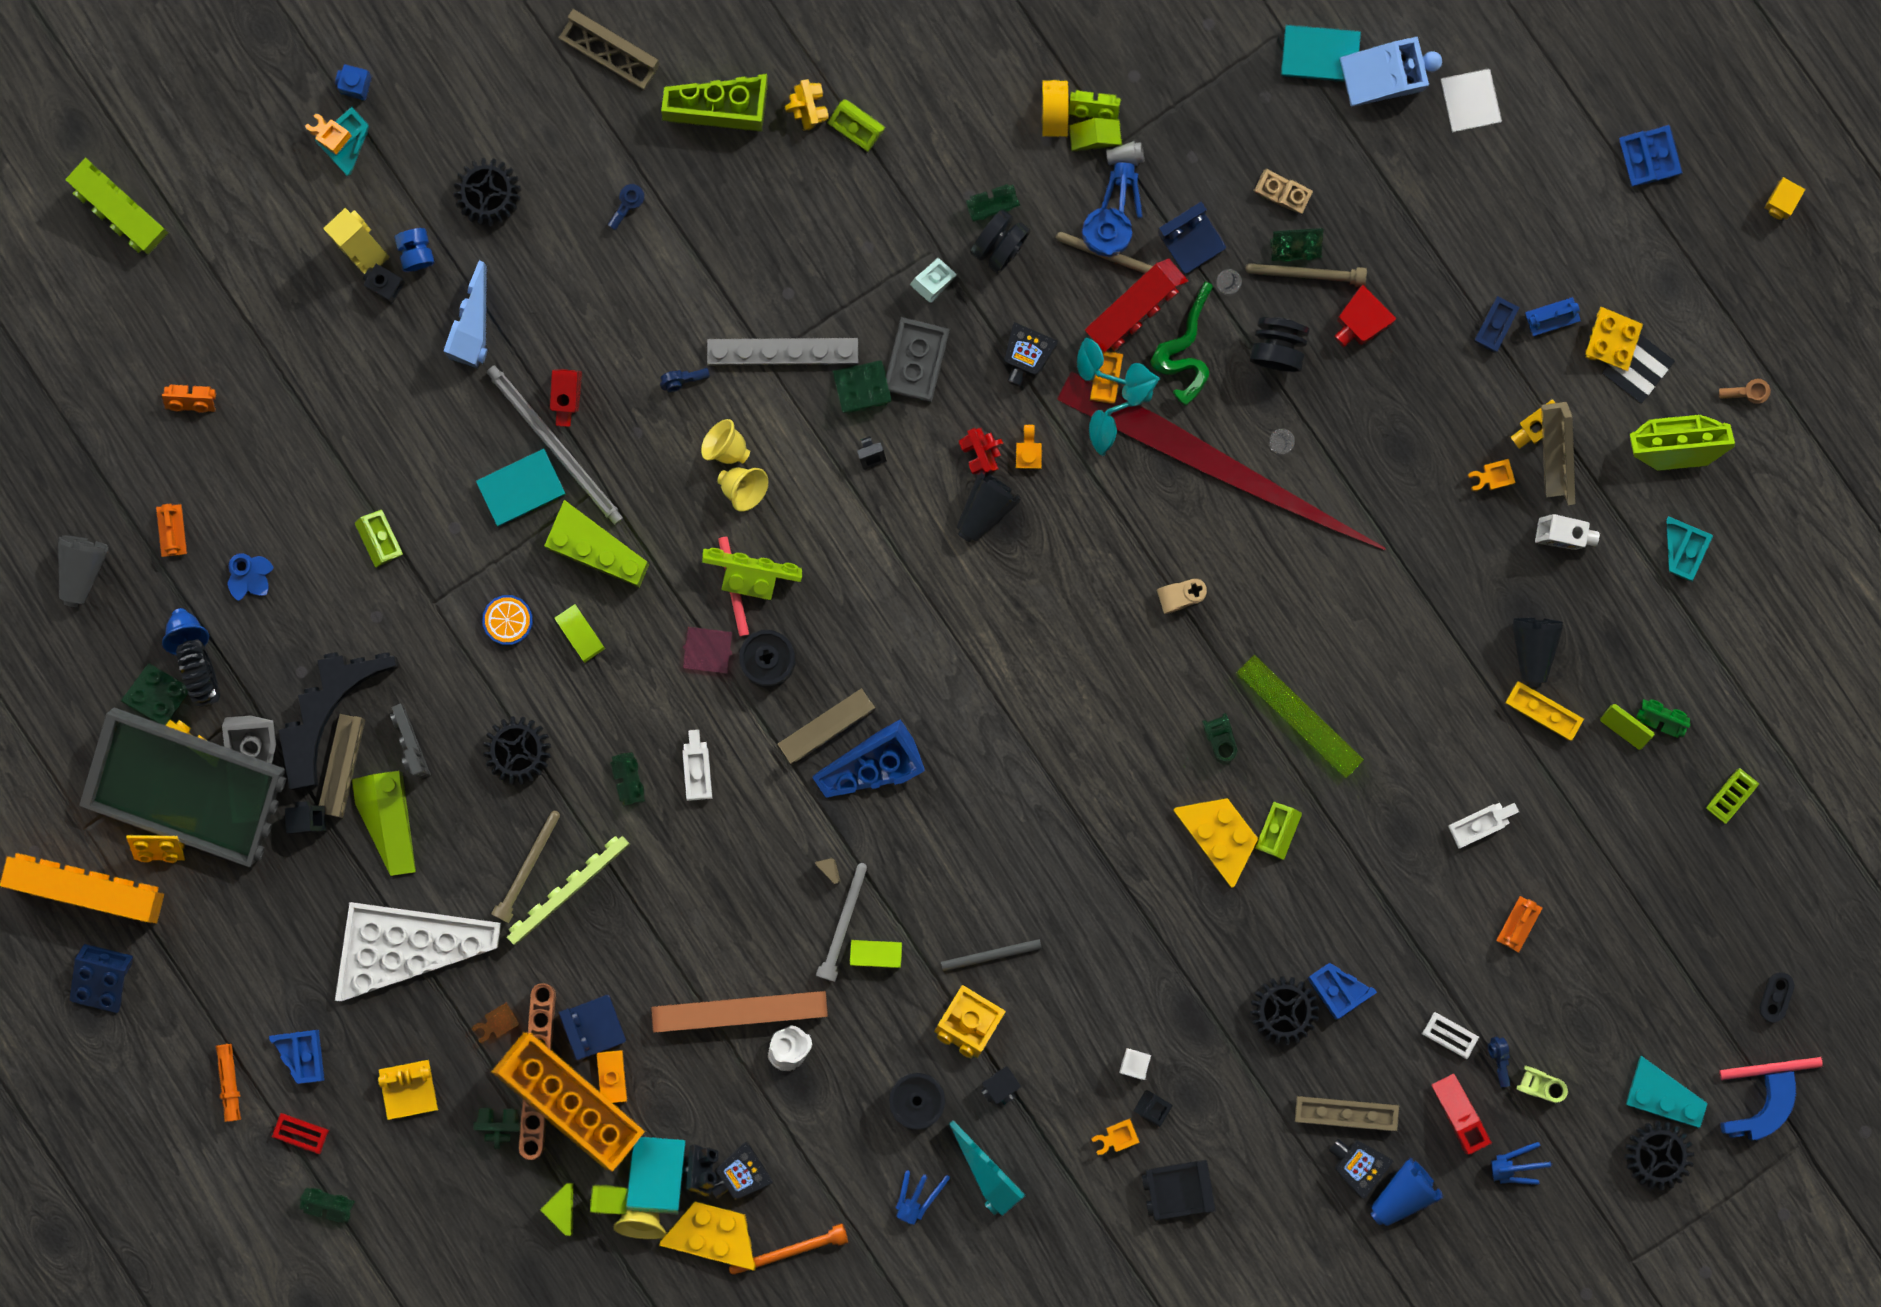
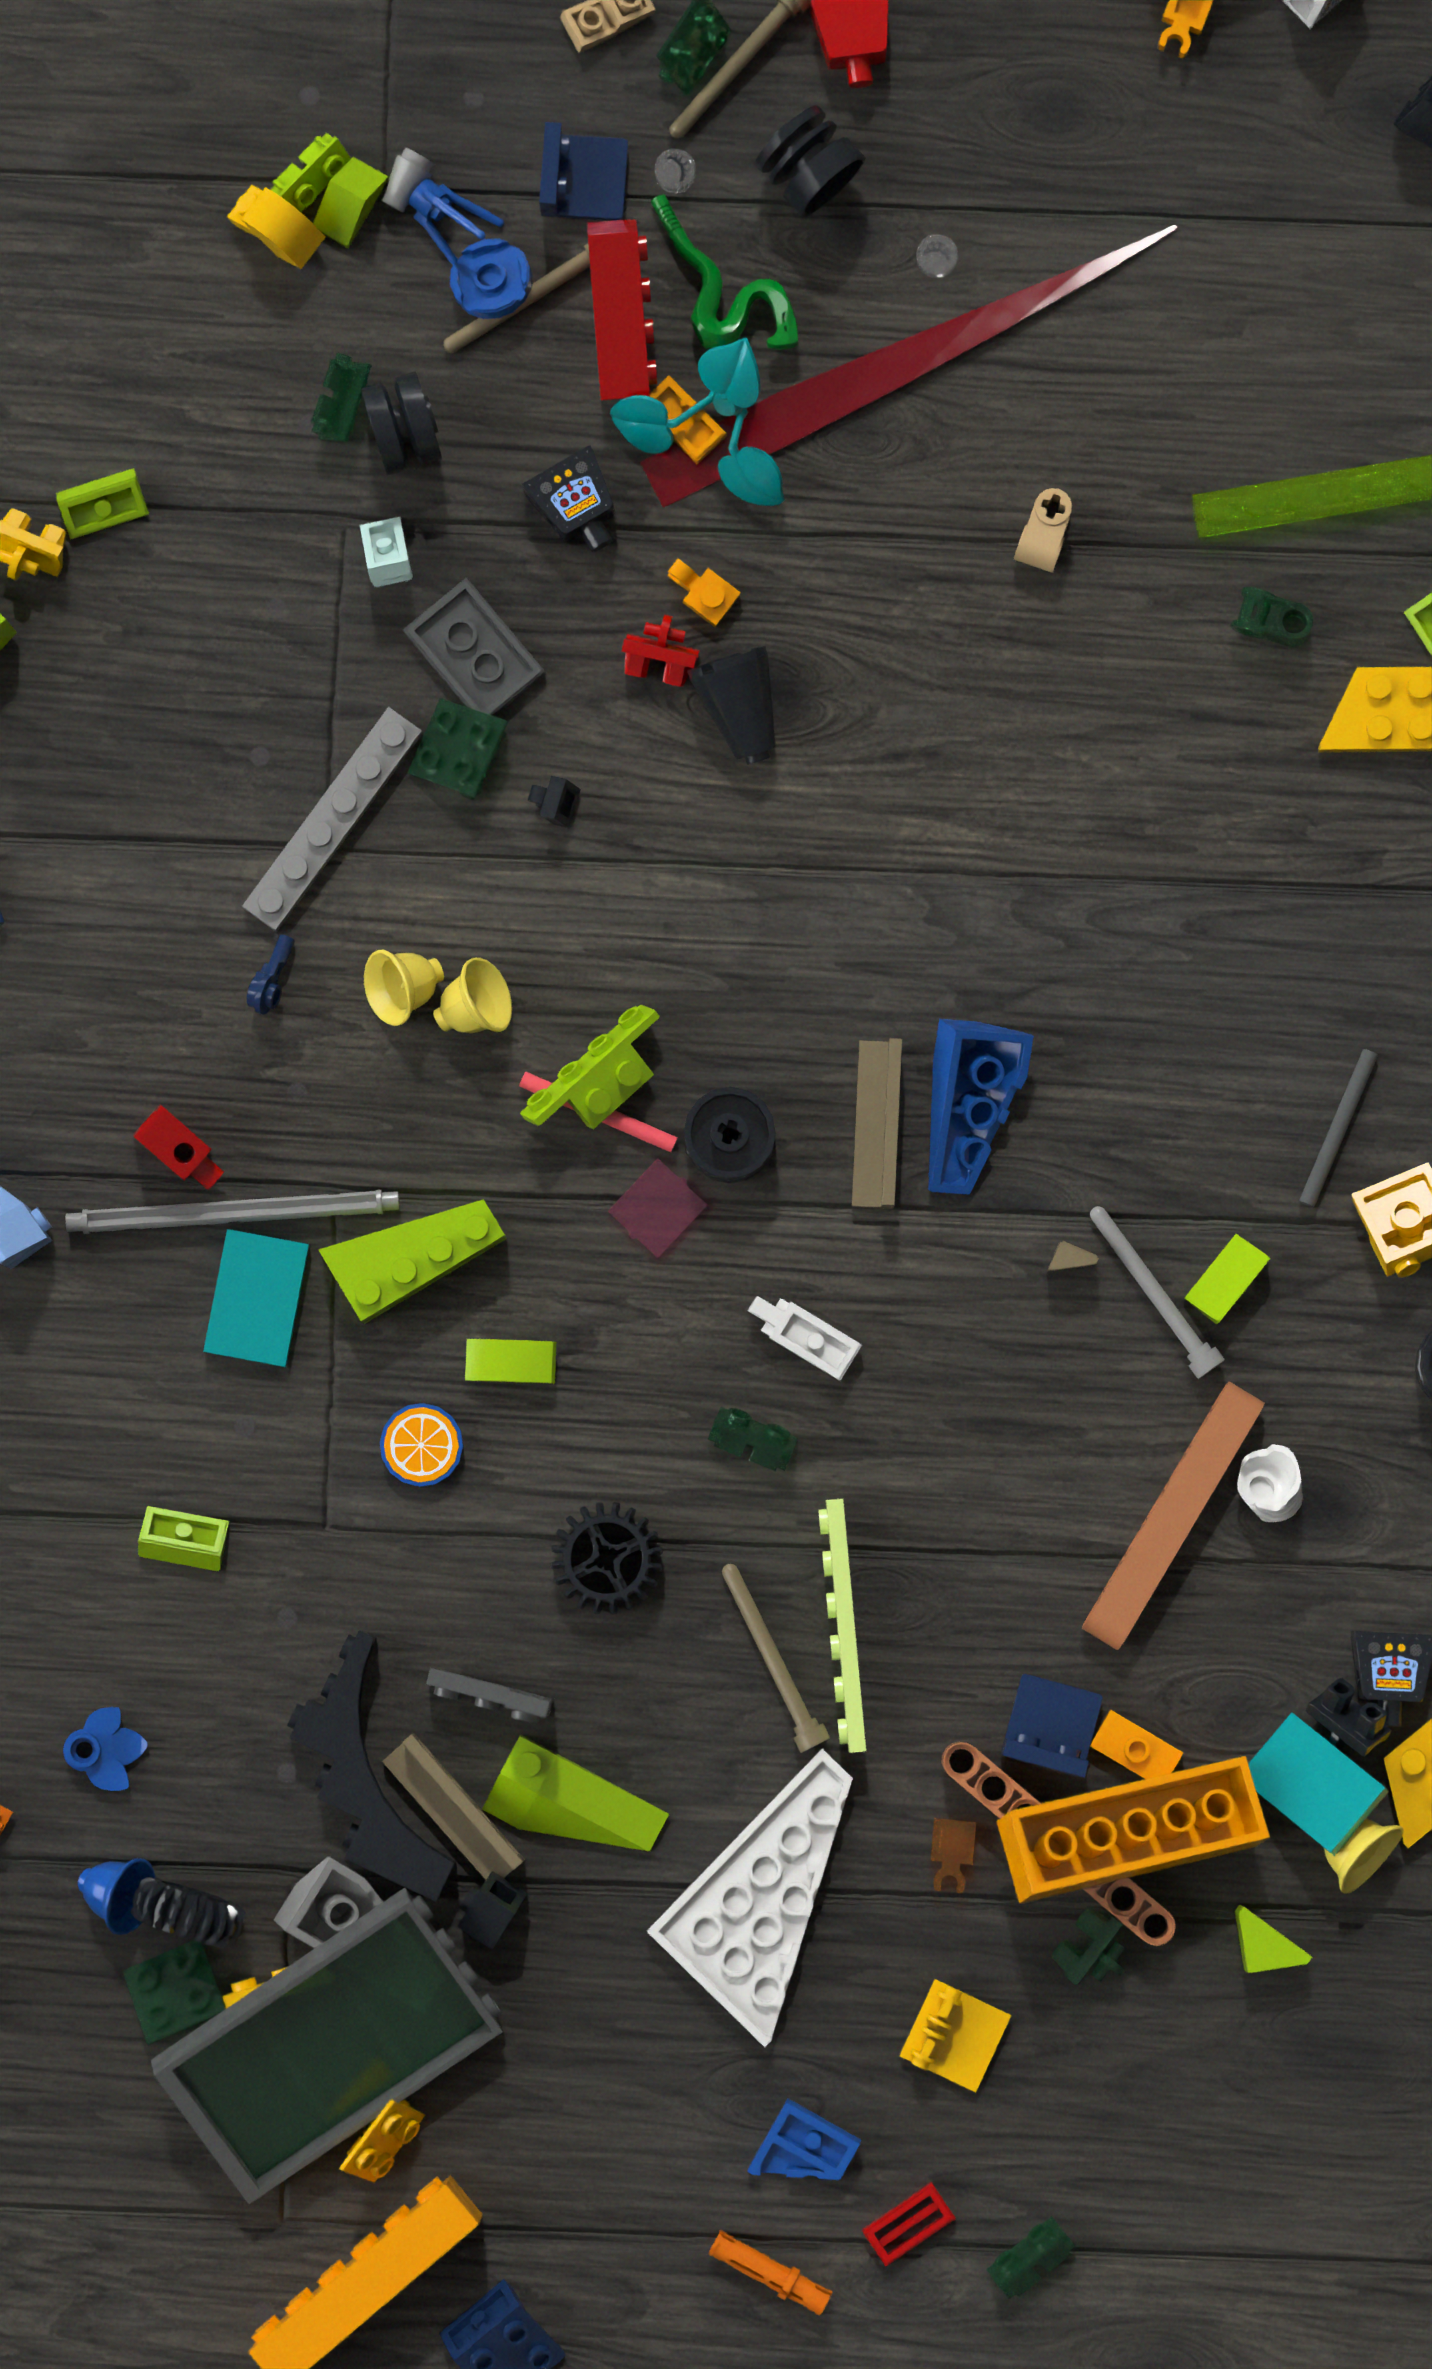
camera: 55 degrees left, 0 degrees up
(609, 1199) = (1303, 1868): lime slope -> none

